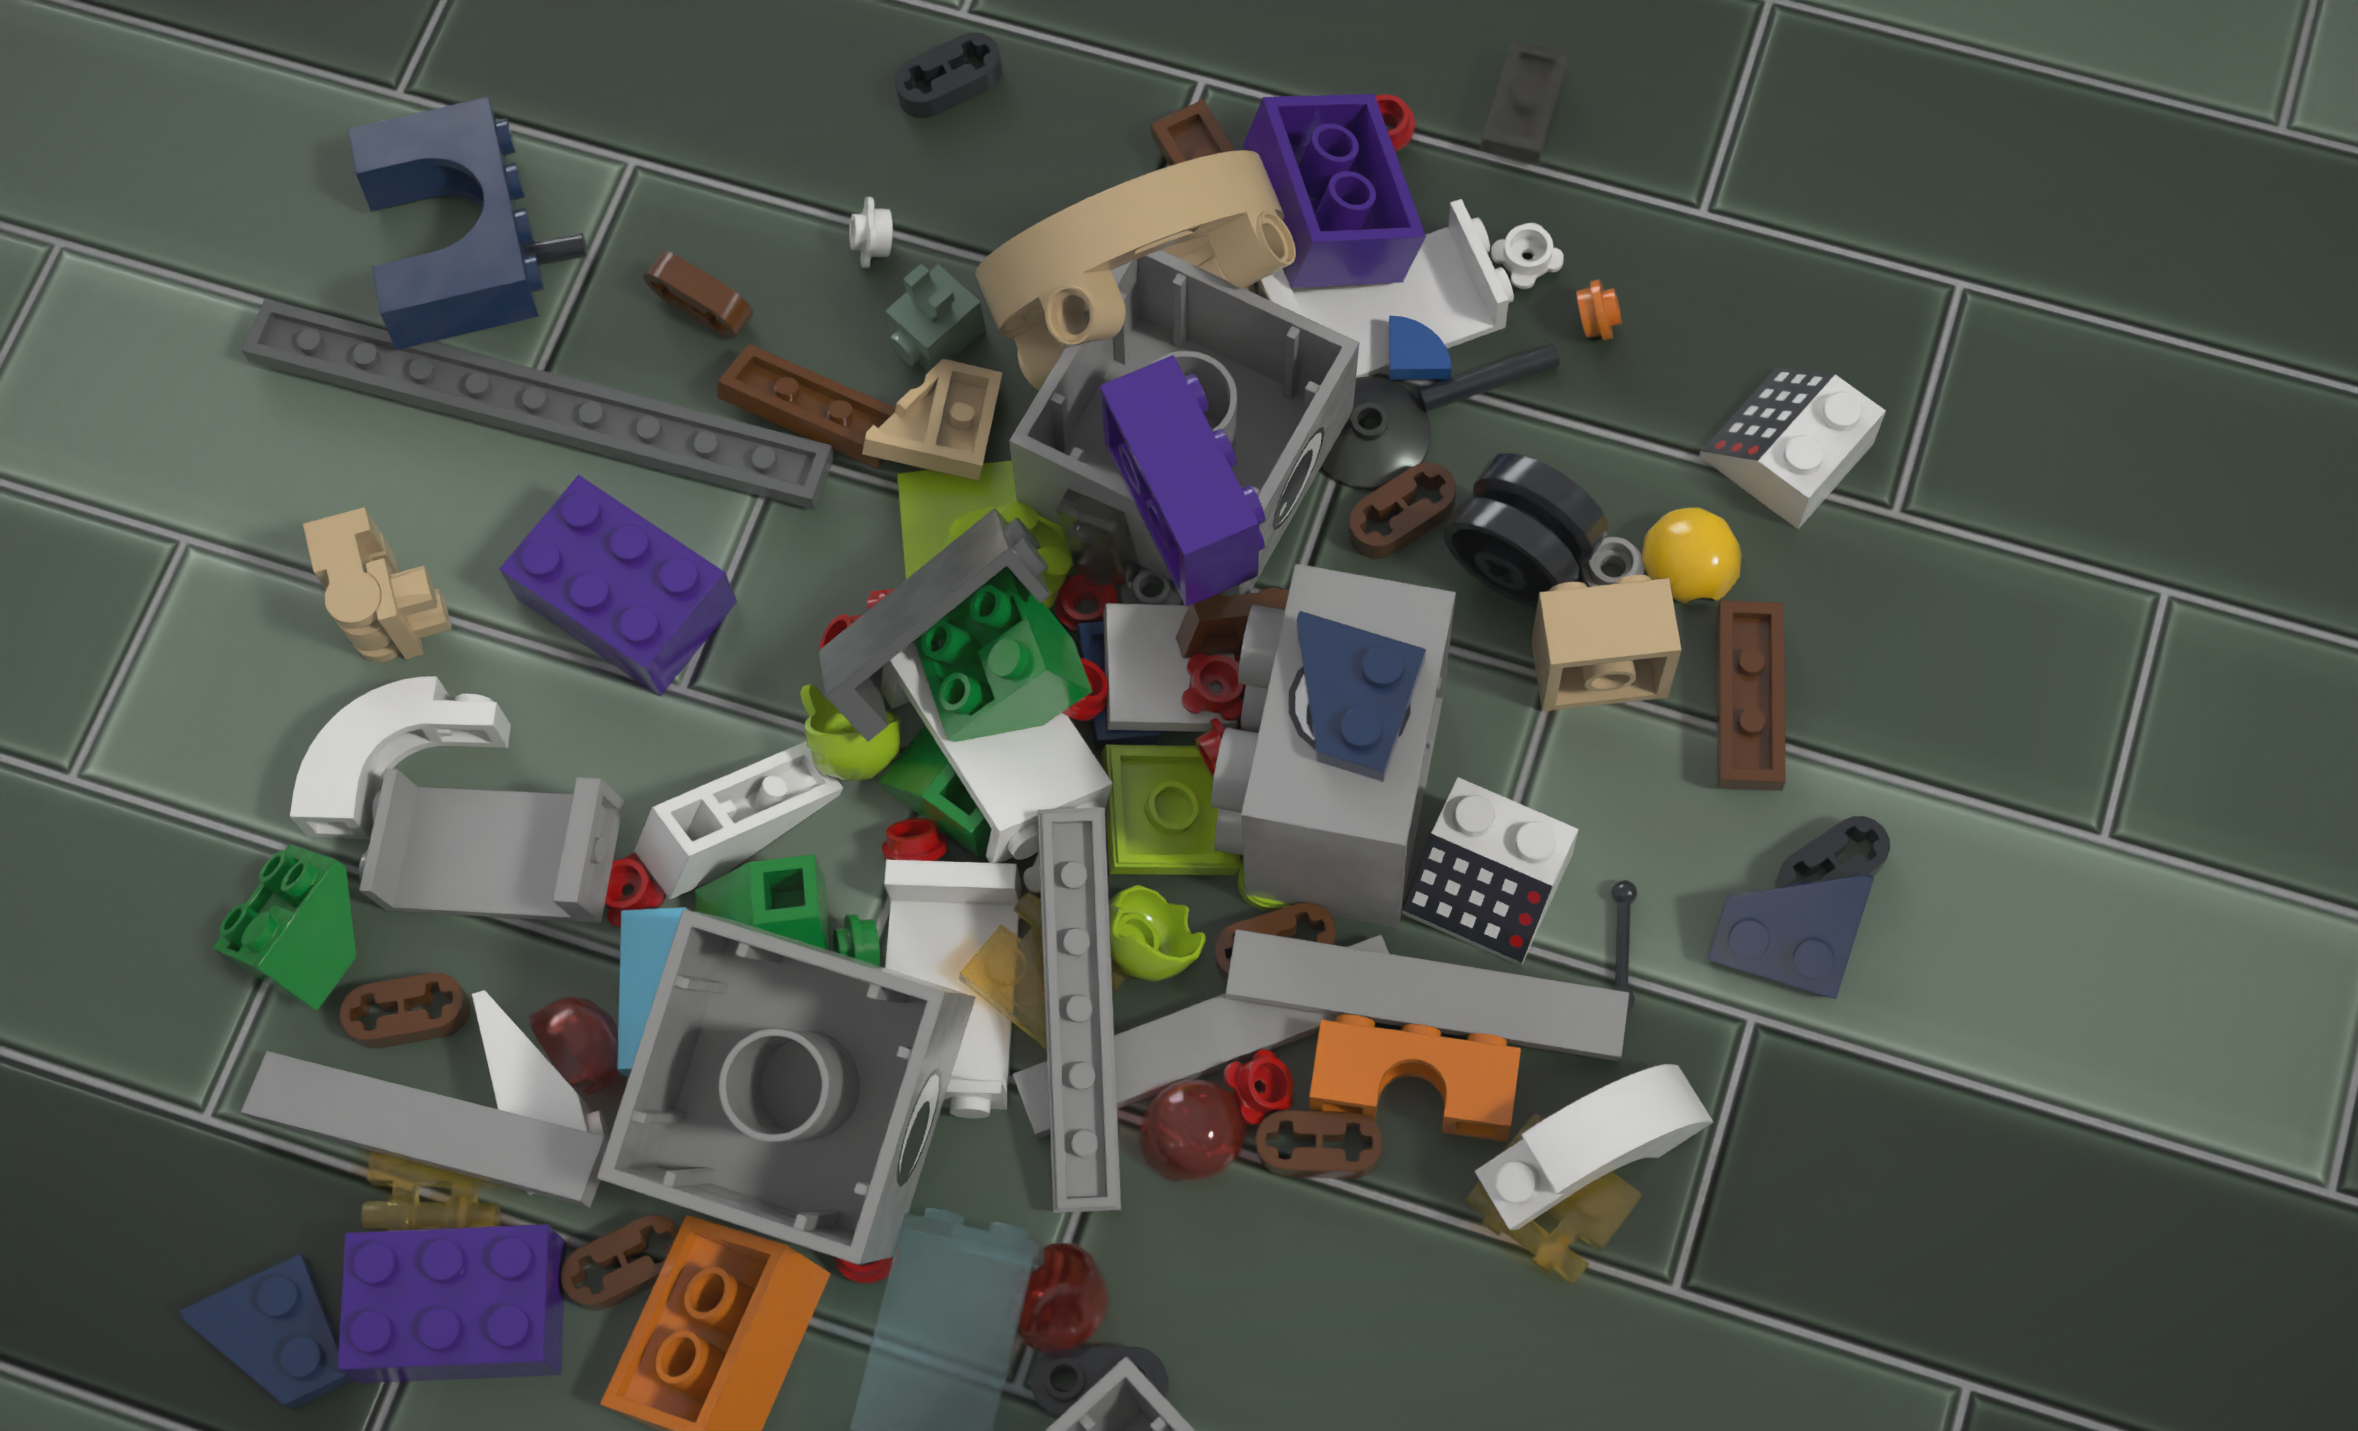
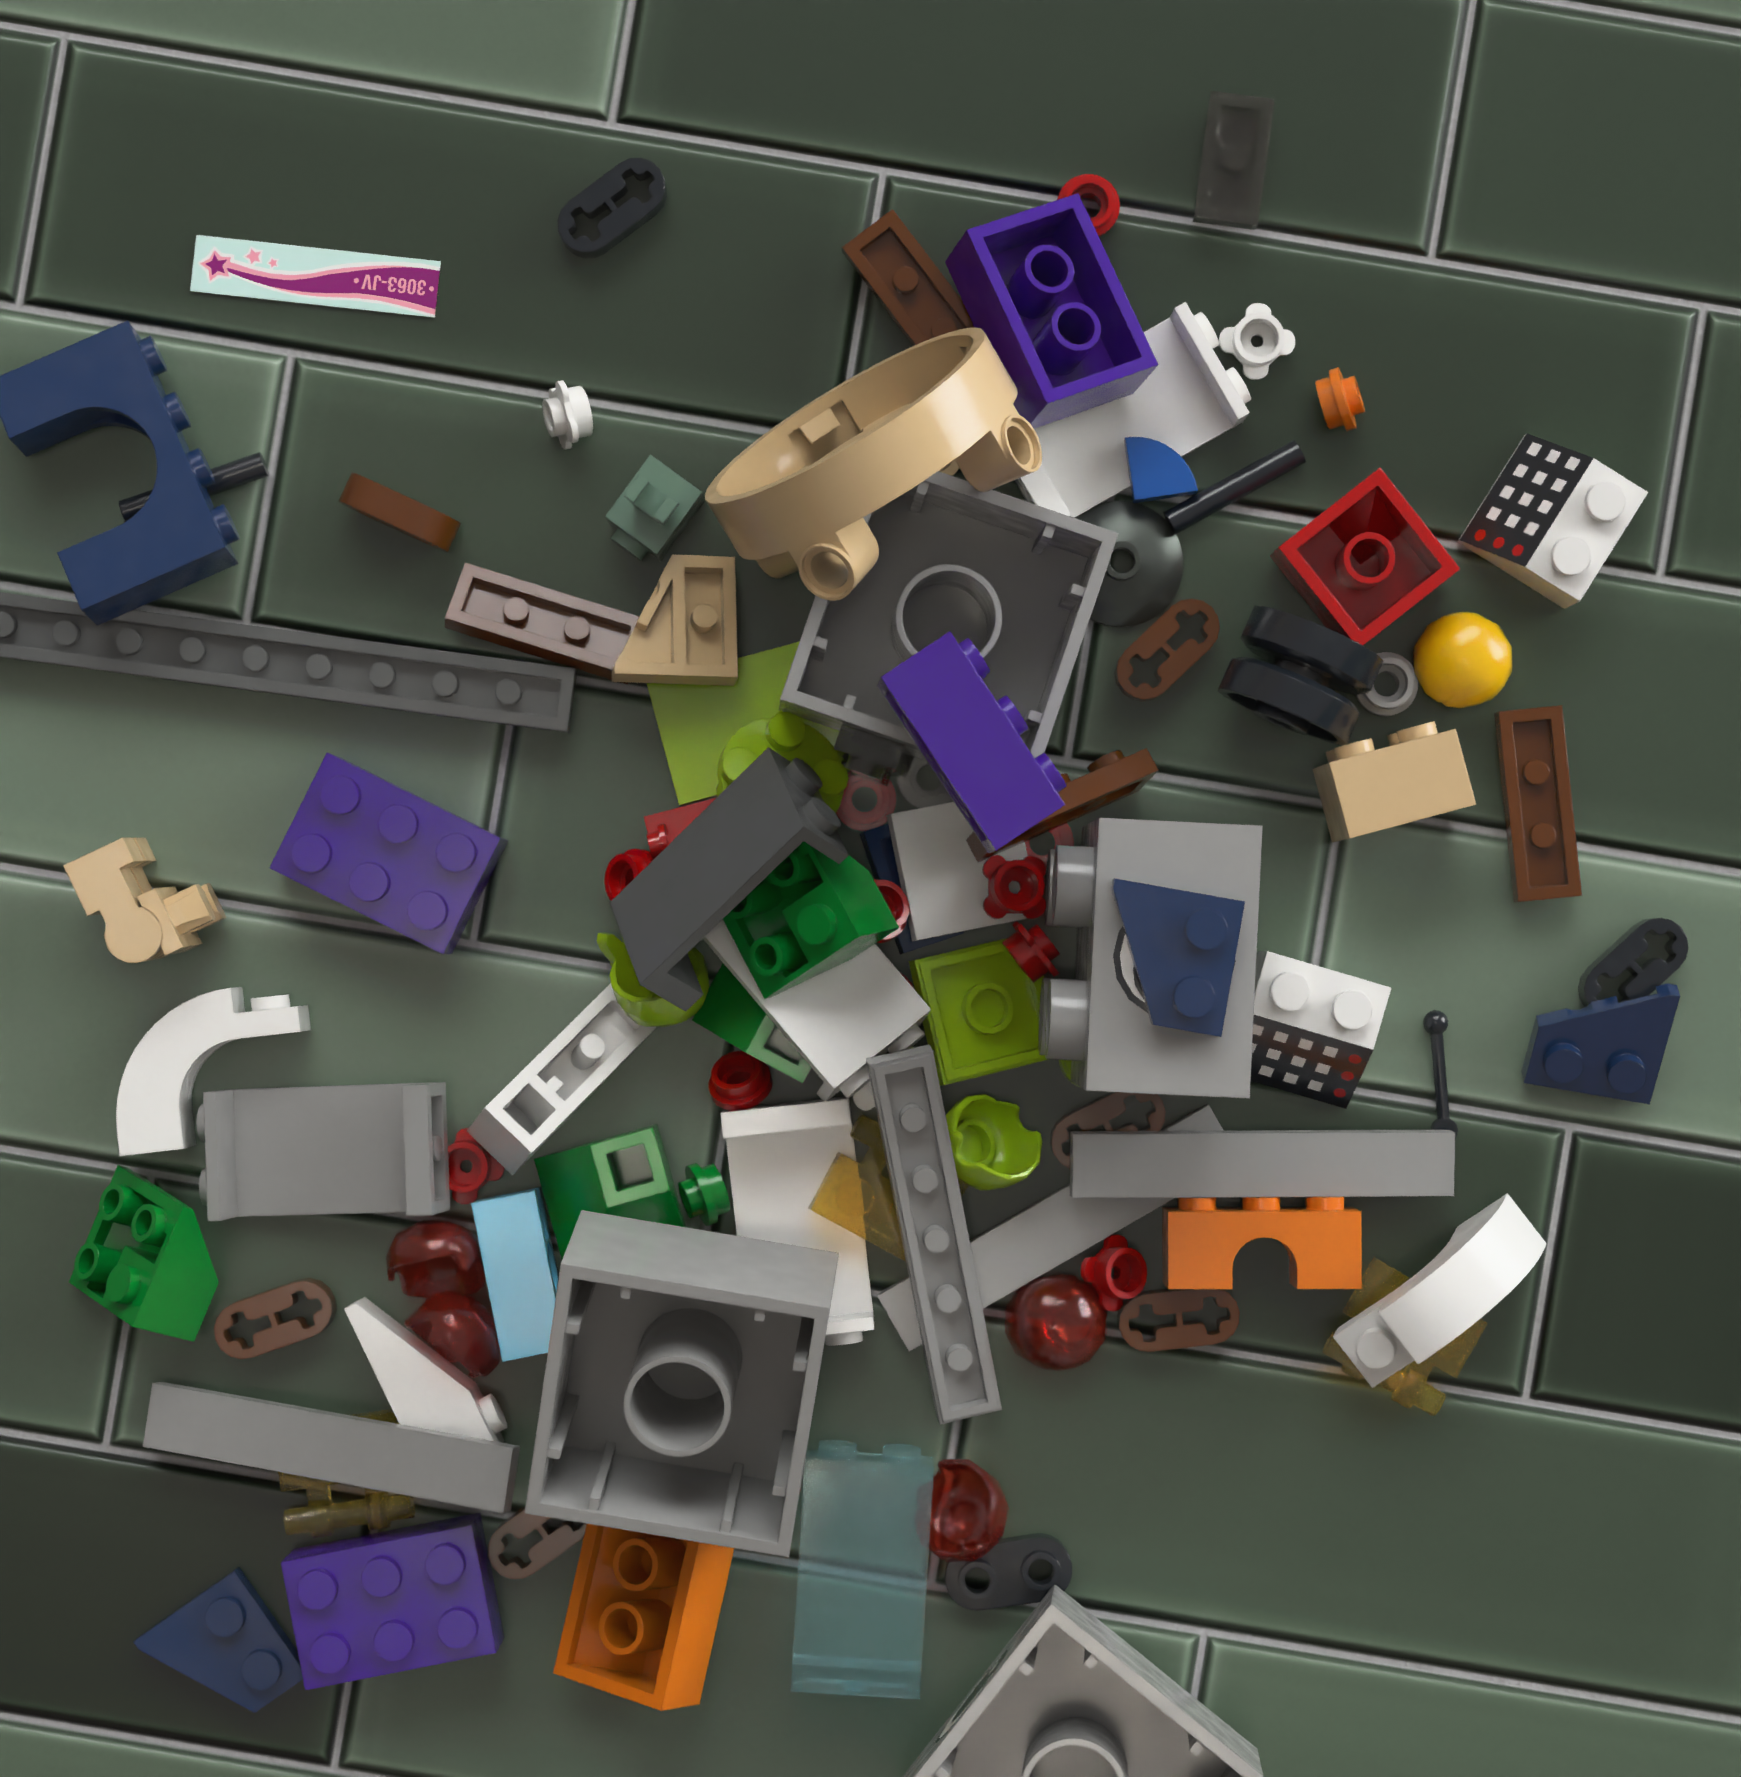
camera: 15 degrees left, 20 degrees up
(574, 963) = (436, 1259): none -> clear red hair
(669, 101) = (315, 276): none -> sticker
(1607, 437) = (1365, 560): none -> red slope

